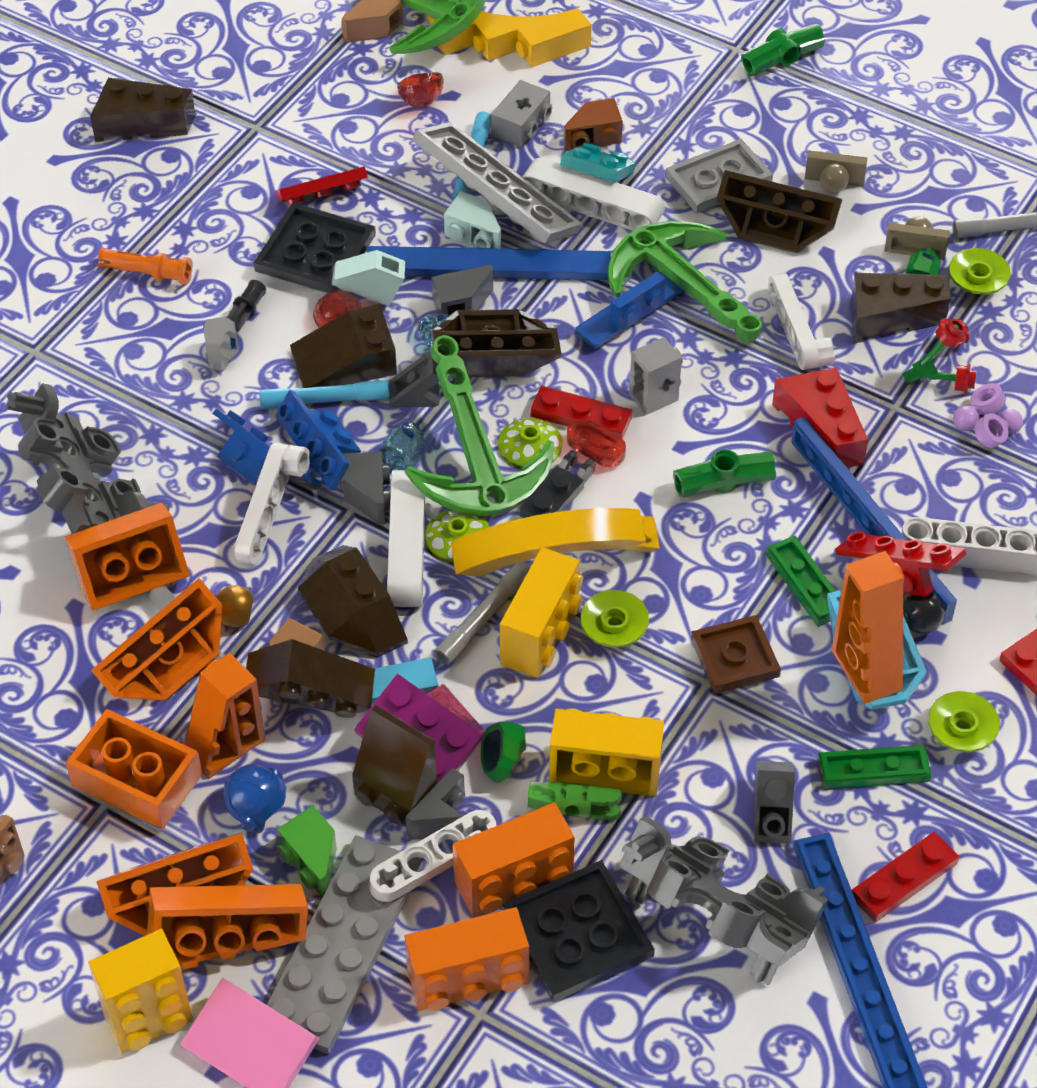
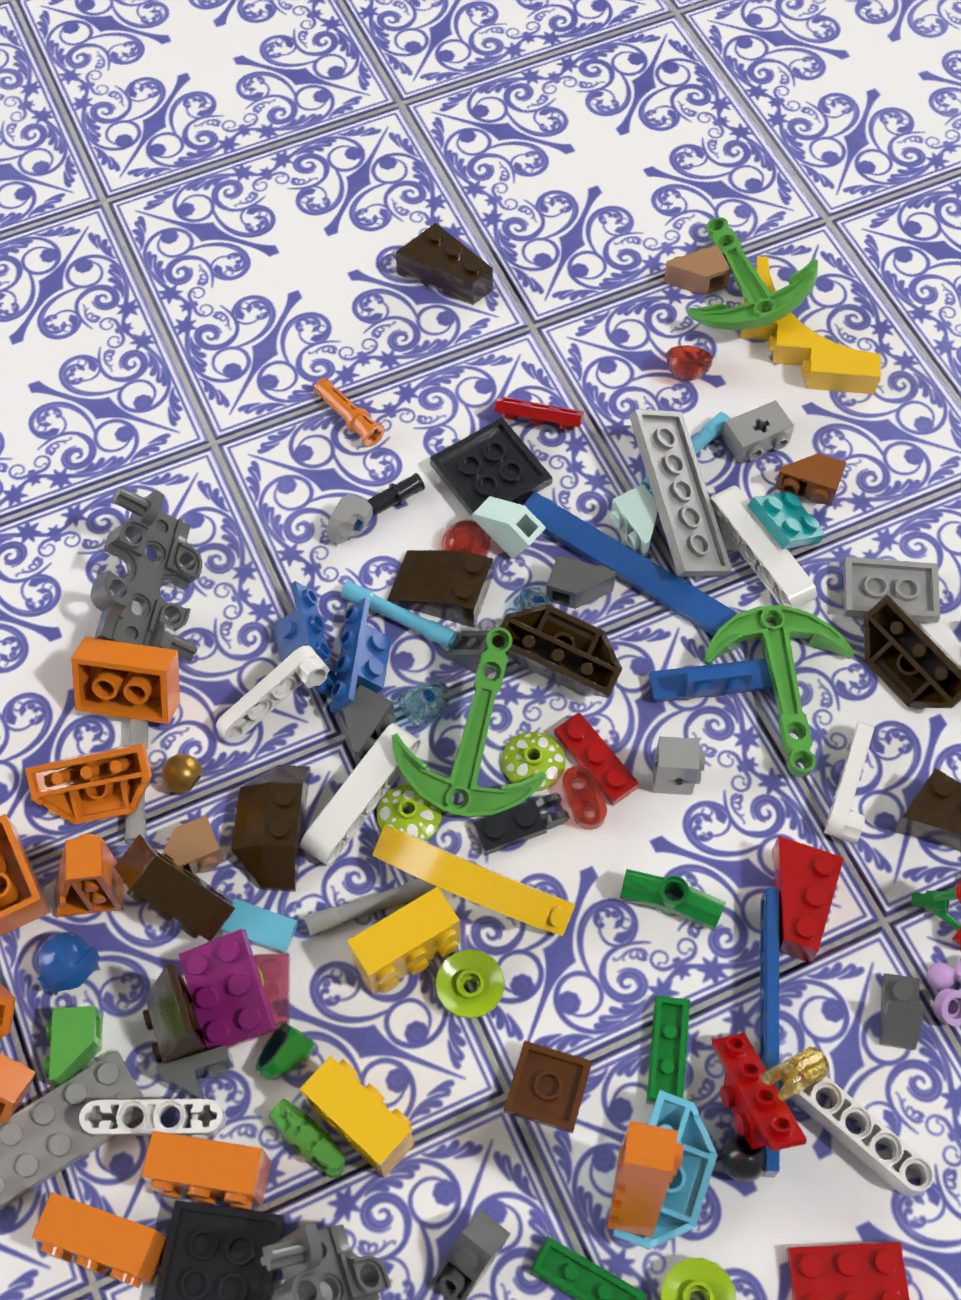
camera: 35 degrees right, 10 degrees up
(921, 518) = (798, 1072): none -> clear yellow hinge
(956, 456) = (900, 1012): none -> dark grey slope

